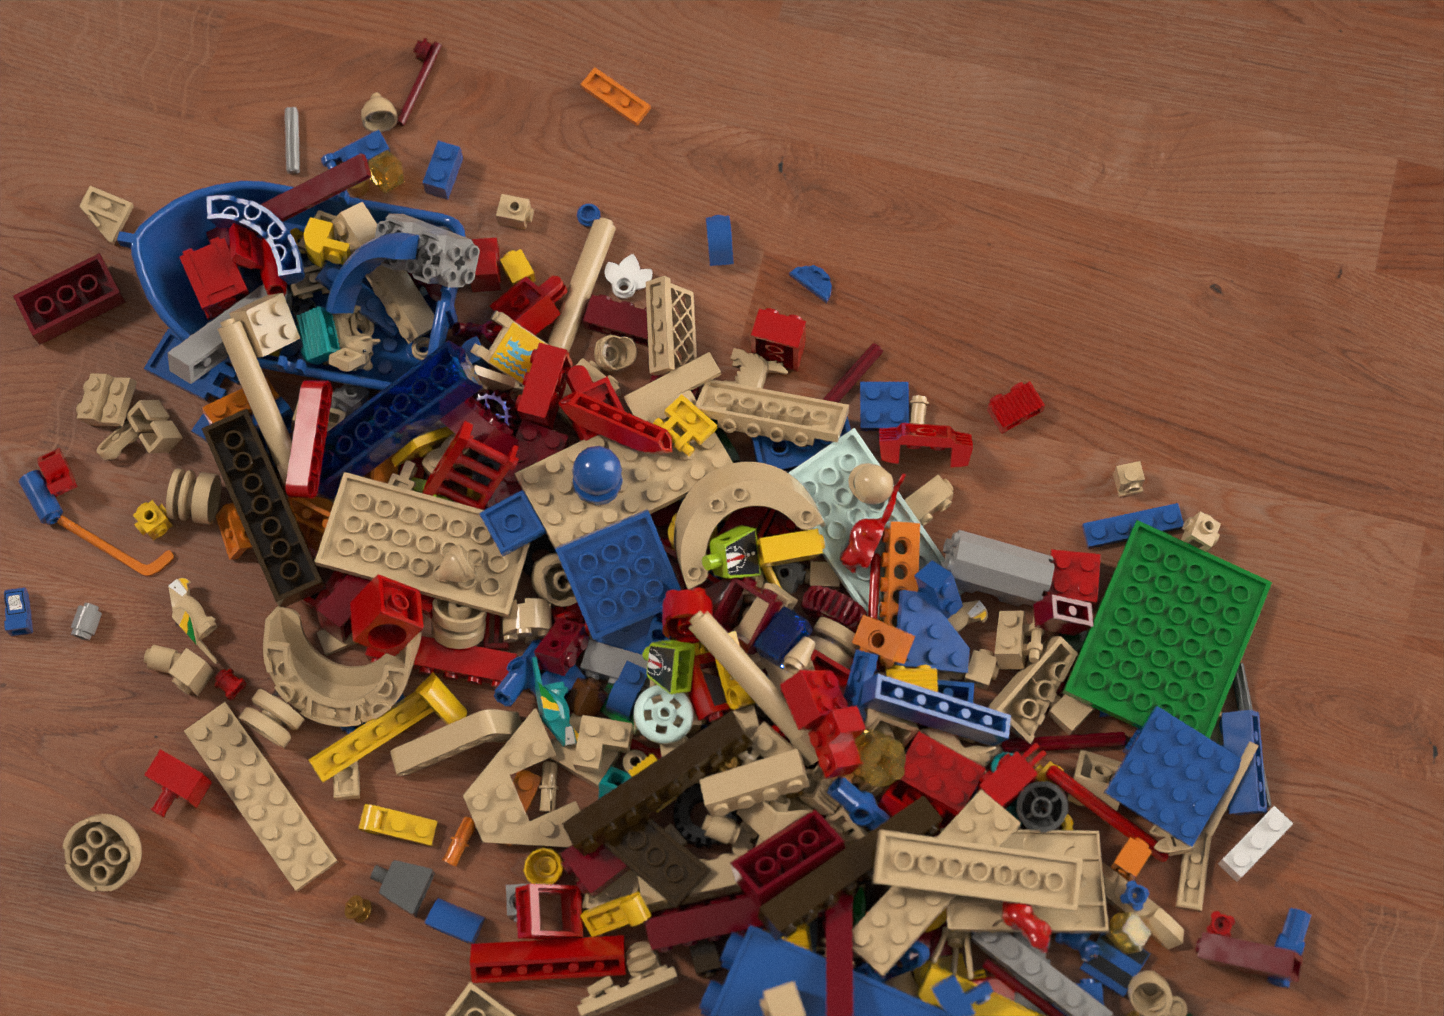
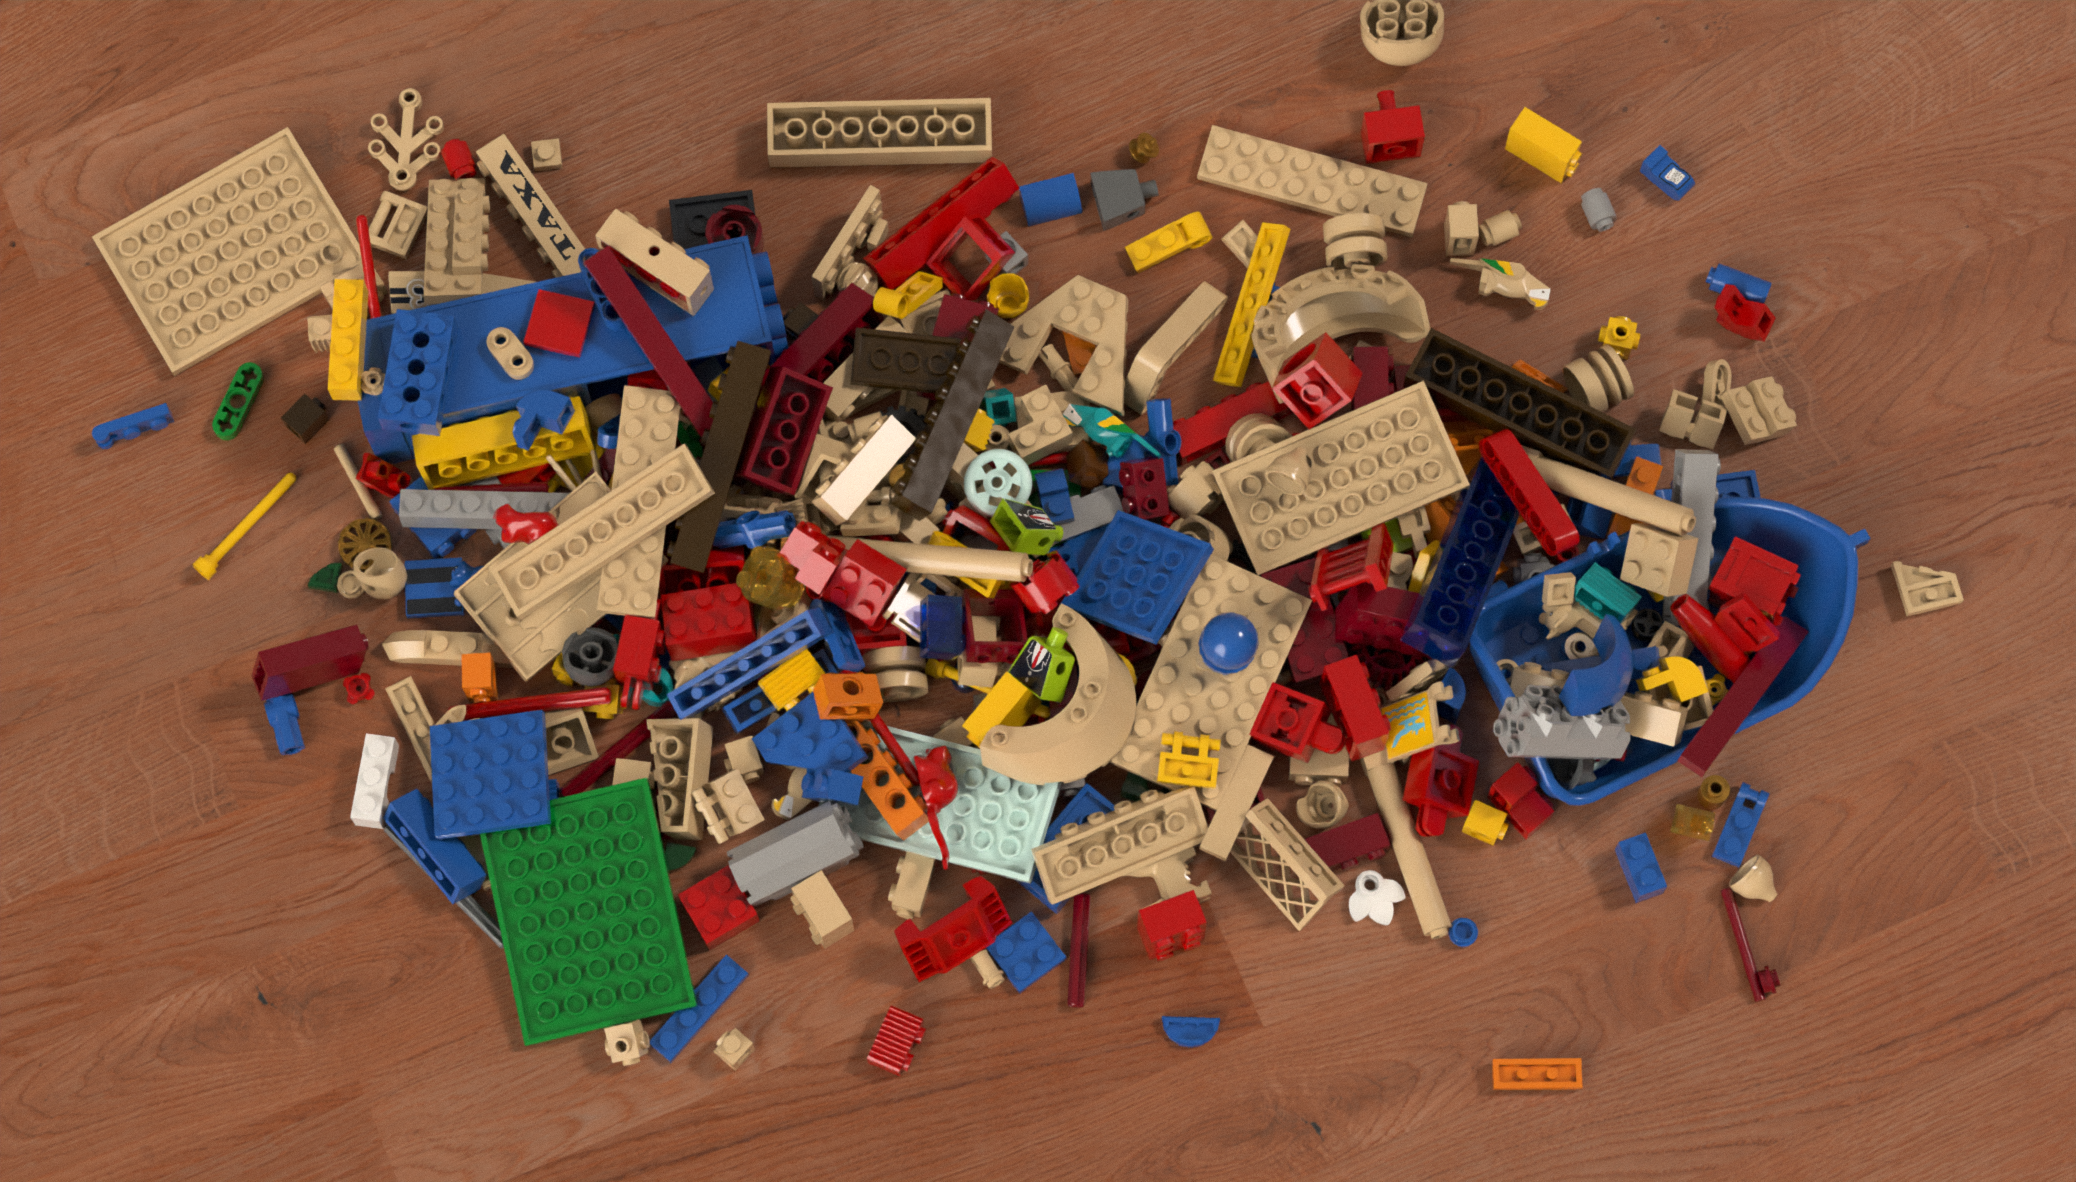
camera: 140 degrees right, 0 degrees up
(69, 299) = (1880, 477): dark red brick -> none
(82, 690) = (1544, 145): none -> yellow brick
(145, 570) = (1595, 294): orange piece -> none
(227, 209) = (1742, 652): blue brick -> none
(229, 683) = (1422, 250): red brick -> none
(292, 140) = (1814, 793): light grey axle -> none
(441, 700) = (1214, 367): yellow brick -> none
(459, 841) = (1101, 264): orange axle -> none
(472, 330) = (1476, 728): dark red brick -> none
(512, 523) = (1276, 553): blue plate -> none
(514, 212) = (1536, 878): tan brick -> none
(616, 424) = (1252, 708): red brick -> none
(719, 240) = (1314, 996): blue brick -> none
(799, 655) = (911, 618): tan cone -> none
(832, 605) = (919, 704): dark red gear -> none
(871, 483) = (968, 835): tan helmet -> none
(1004, 517) = (822, 909): none -> tan container
(1063, 615) = (699, 850): dark red brick -> none
(1128, 932) = (436, 611): clear yellow brick -> none
(1141, 892) = (446, 642): blue plate -> none
(1228, 794) = (432, 838): tan bar -> none

